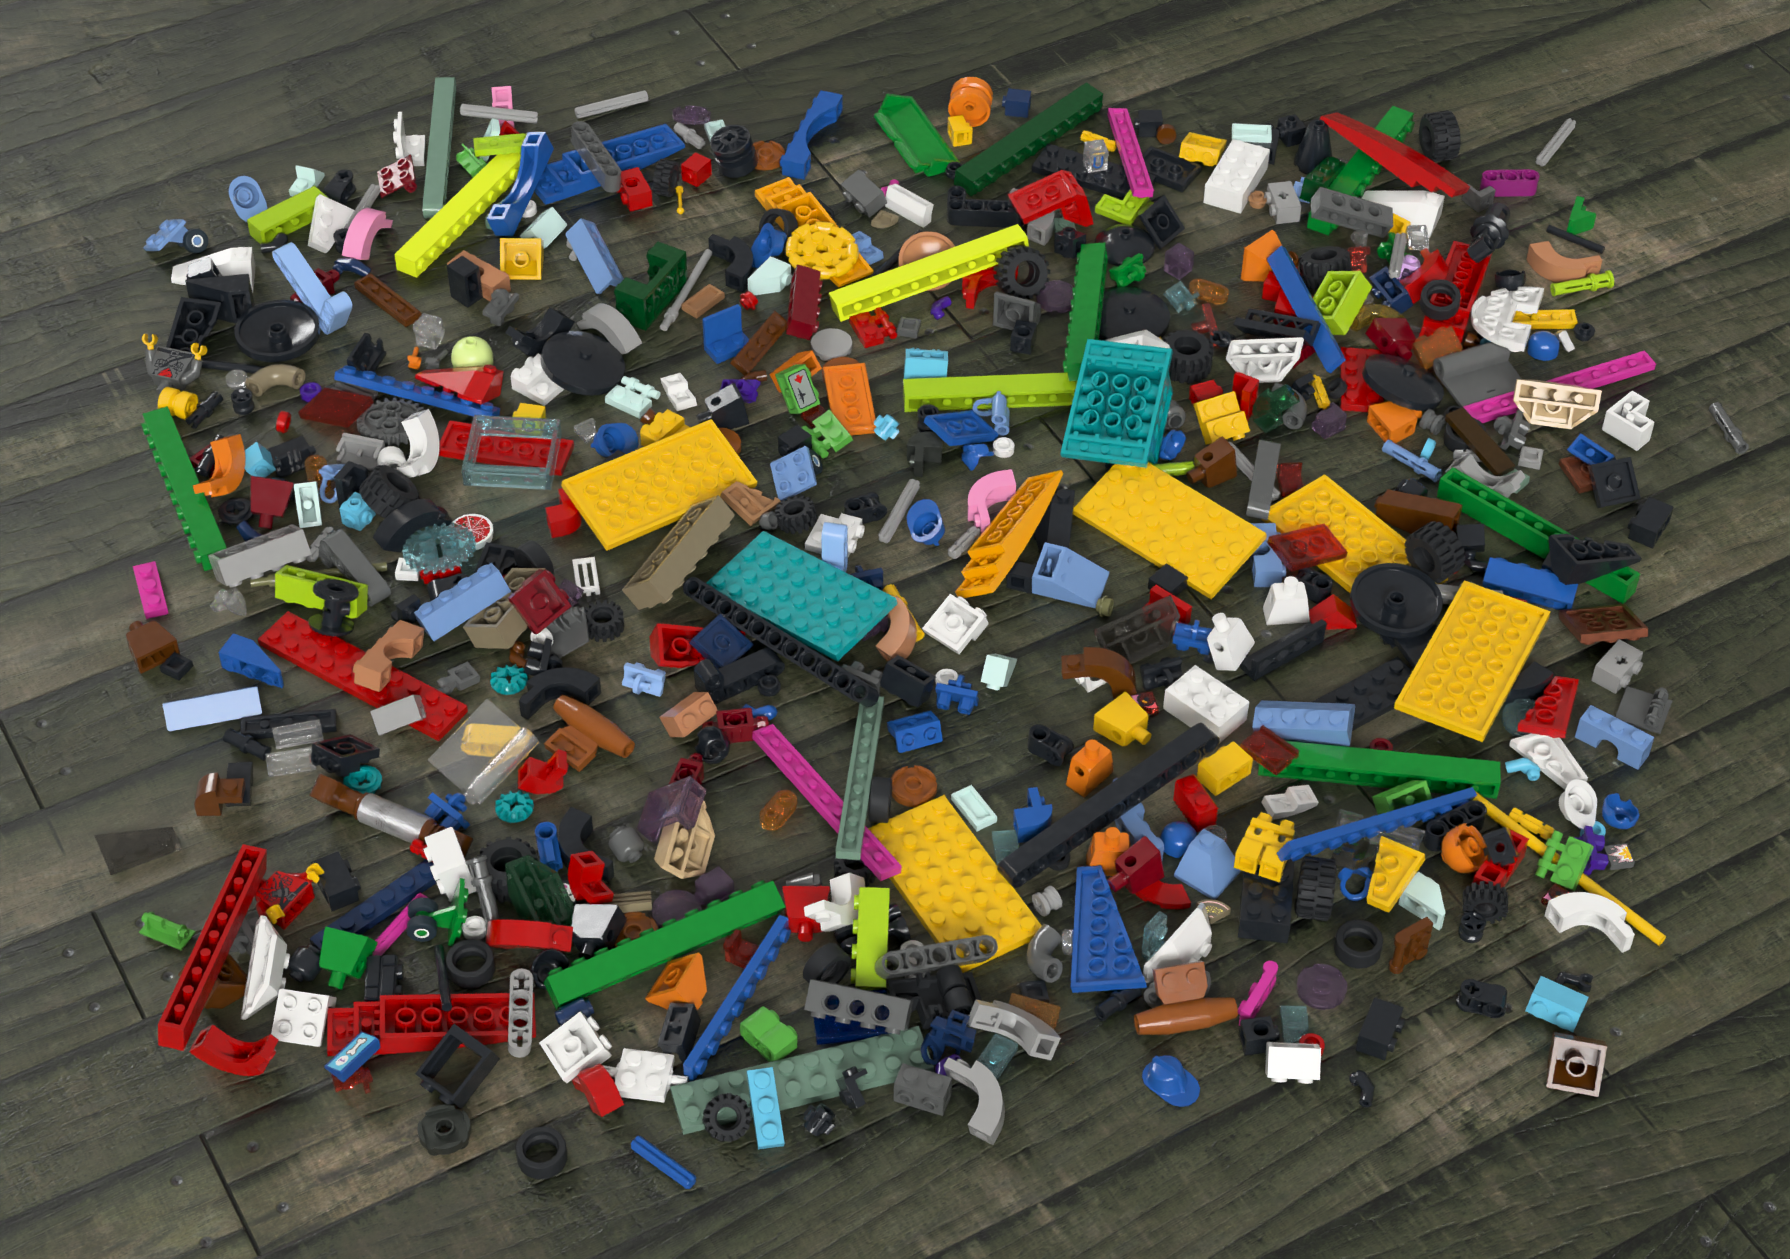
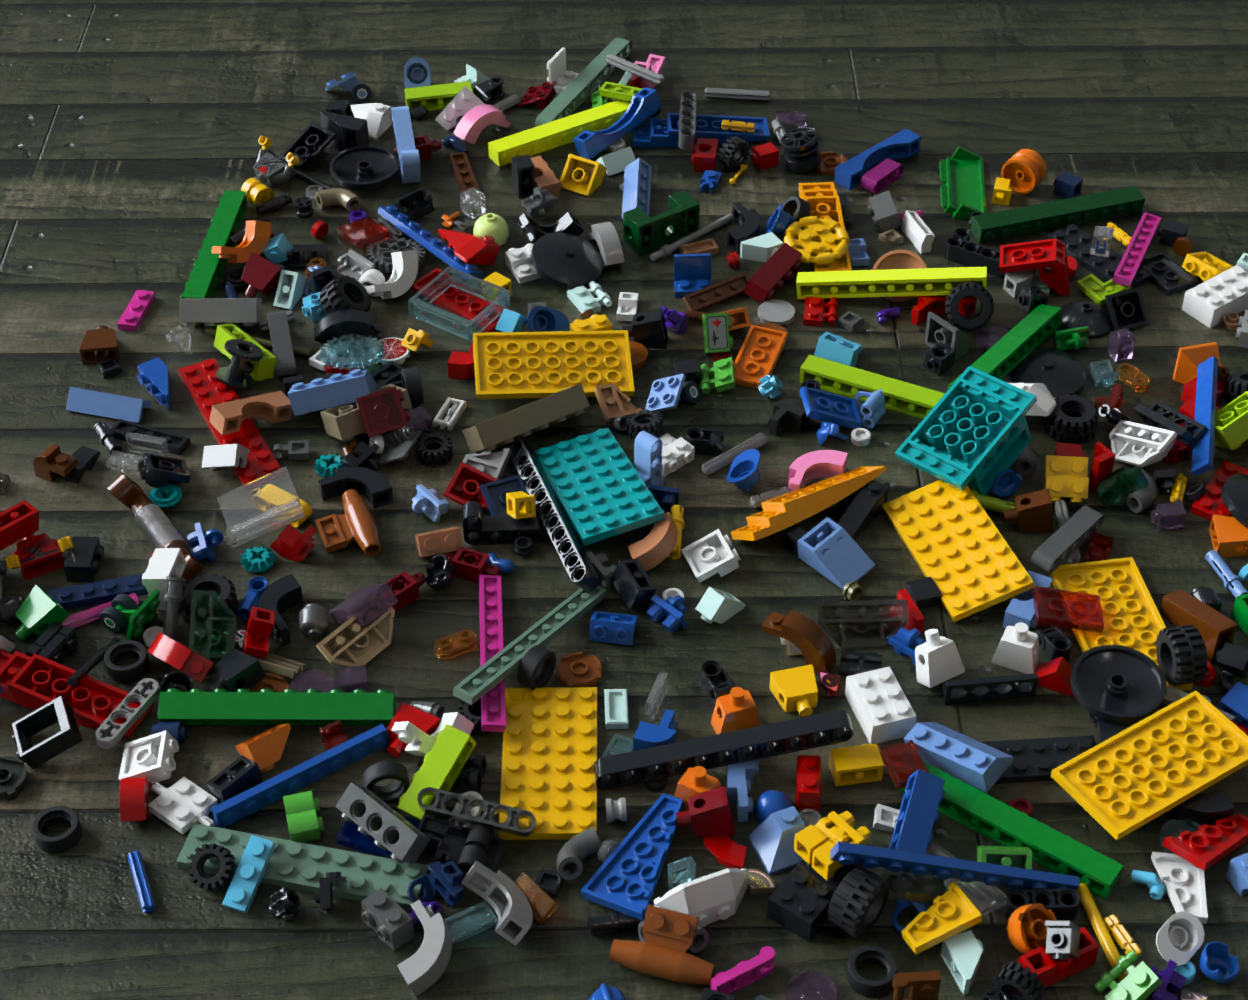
camera: 30 degrees right, 5 degrees down
(493, 510) = (414, 339): none -> yellow bracket
(579, 456) = (510, 322): none -> medium azure brick
(648, 144) = (738, 126): none -> yellow axle
(657, 217) = (710, 180): none -> blue plate
(672, 612) = (489, 462): none -> light grey wing
(746, 645) = (520, 505): none -> yellow brick
(829, 153) = (882, 176): none -> magenta beam
(1004, 780) = (656, 696): none -> clear tile
(1311, 791) = (918, 813): none -> blue brick

